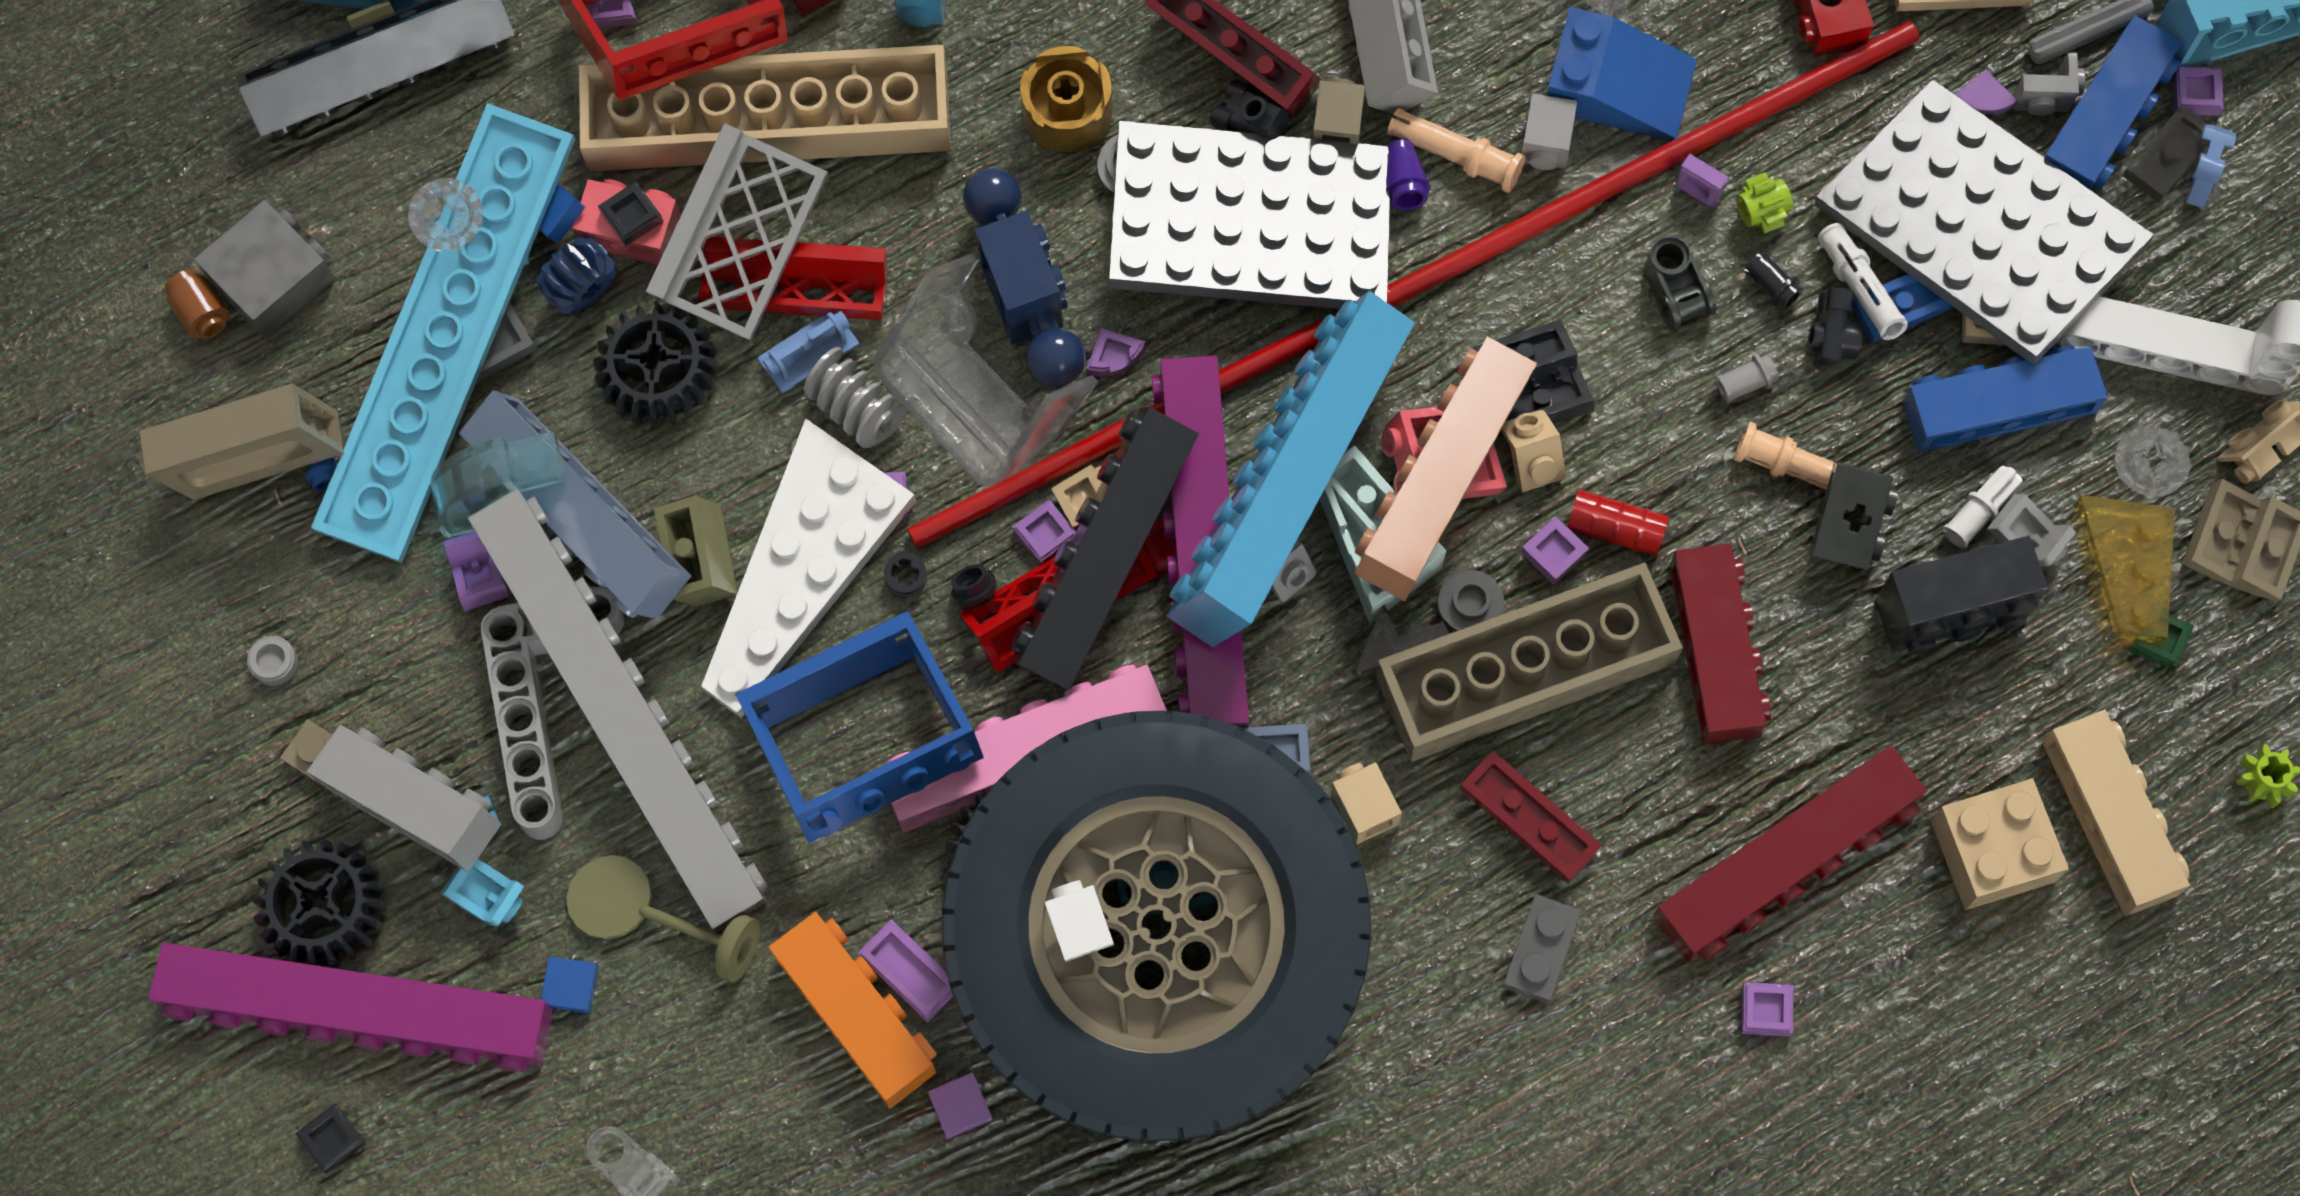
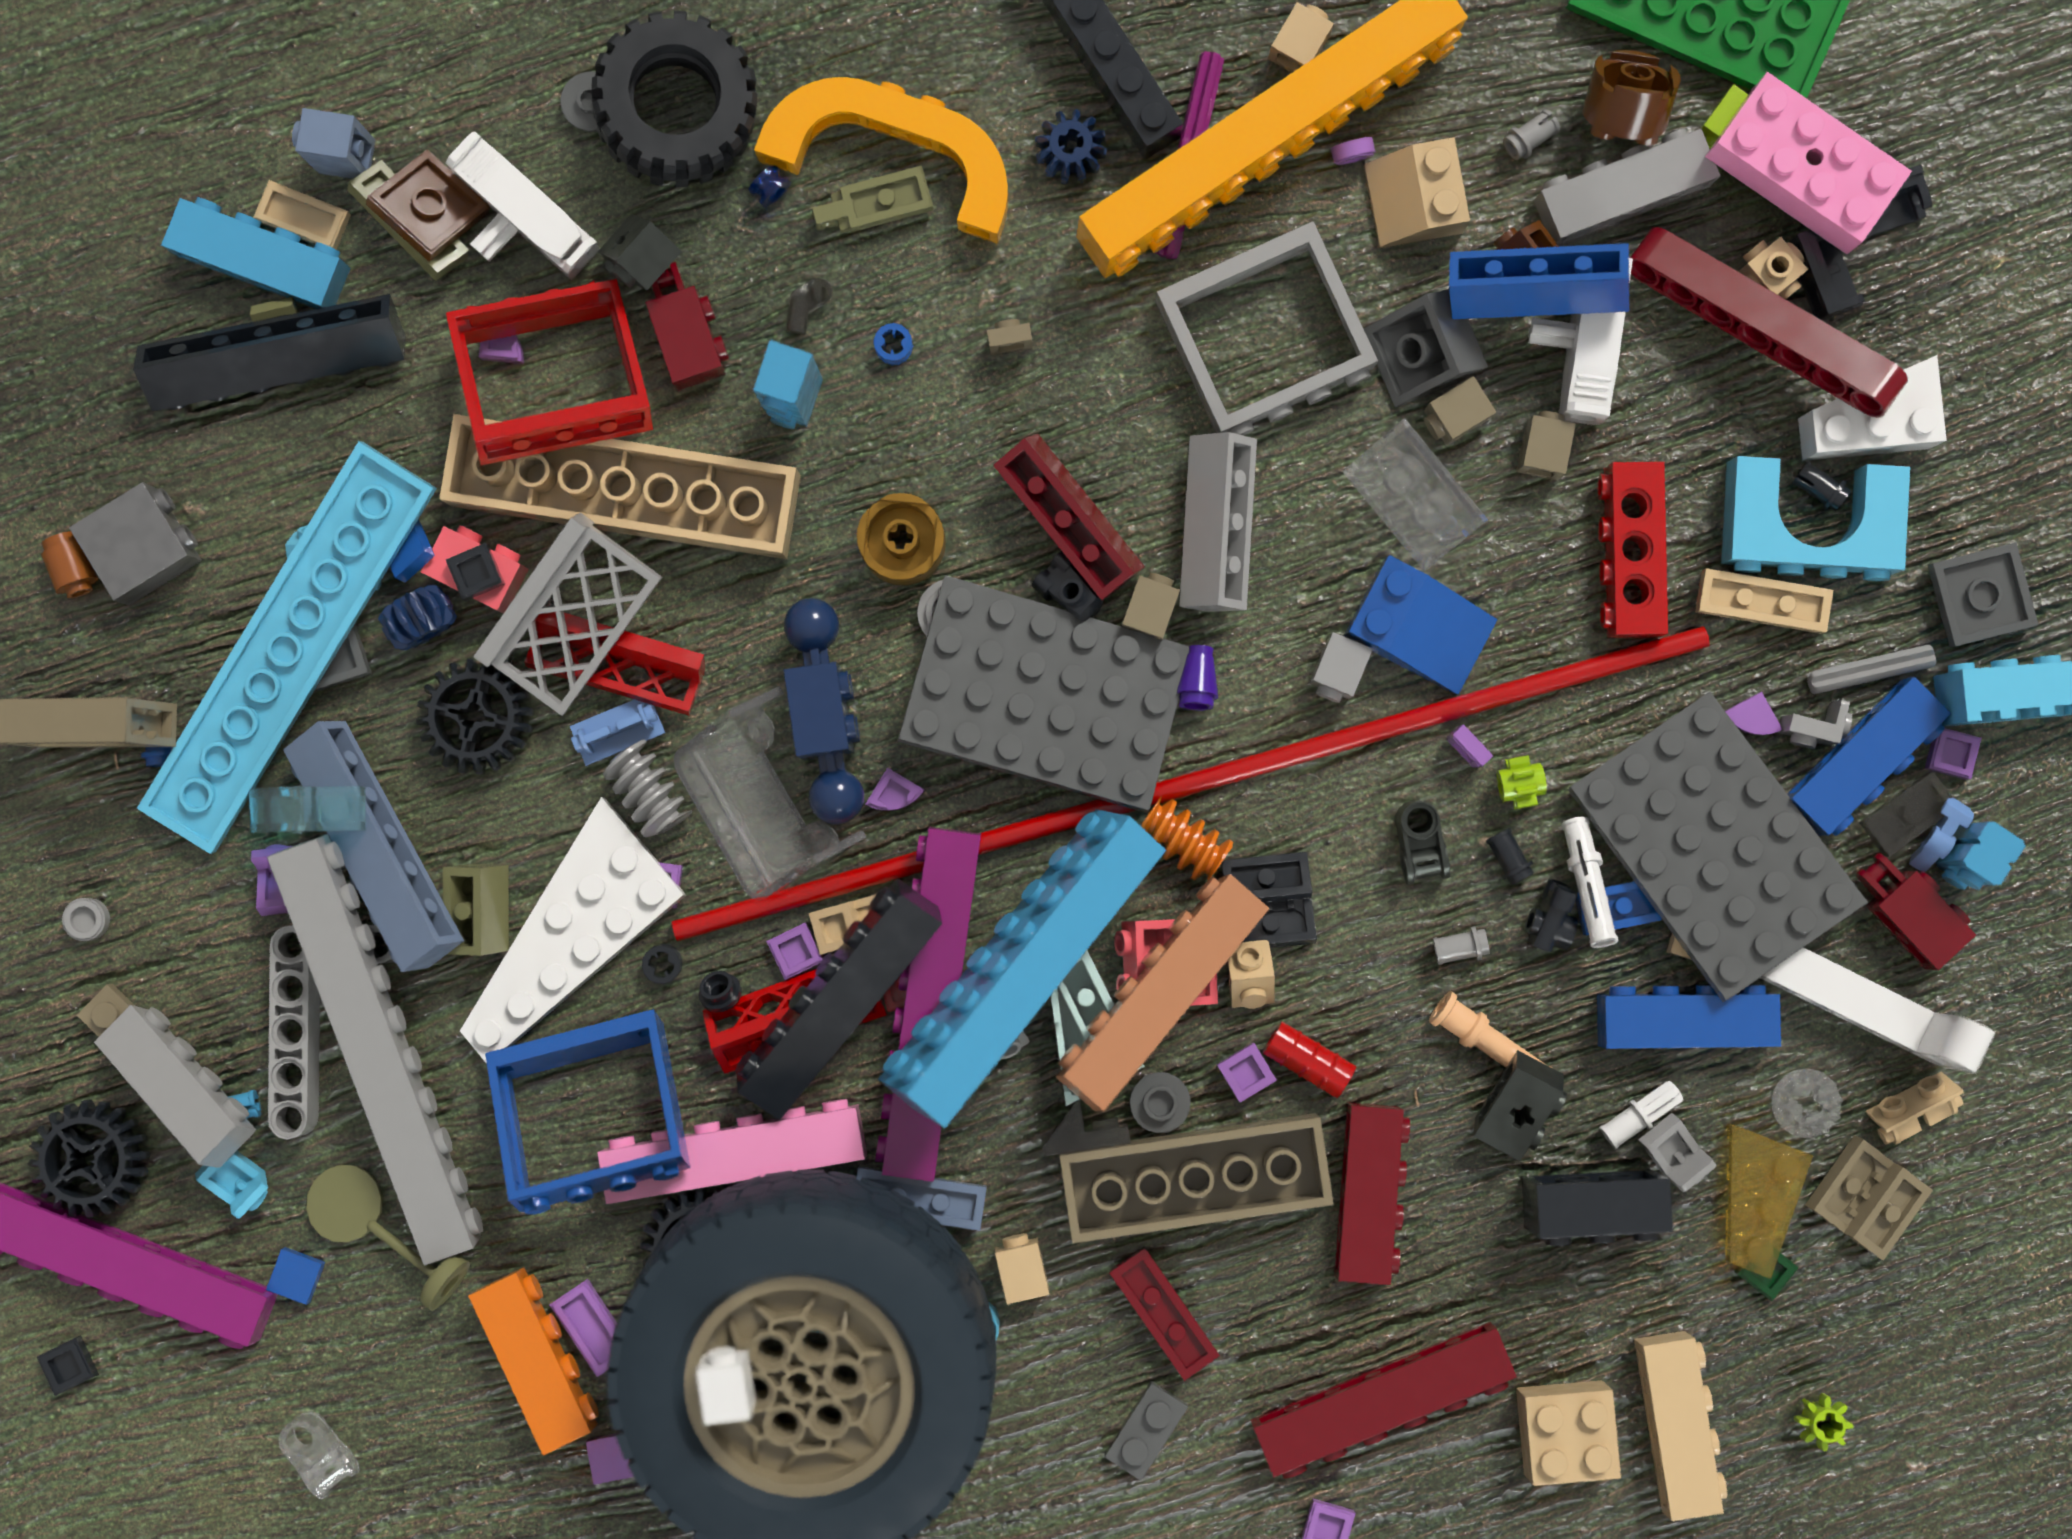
camera: 15 degrees right, 15 degrees up
(426, 206) = (289, 562): clear gear -> none
(1436, 330) = (1186, 839): none -> orange piece
(1476, 156) = (1268, 675): light nougat pin -> none
(2206, 245) = (1916, 913): none -> dark red brick
(2253, 168) = (1980, 855): none -> dark azure brick

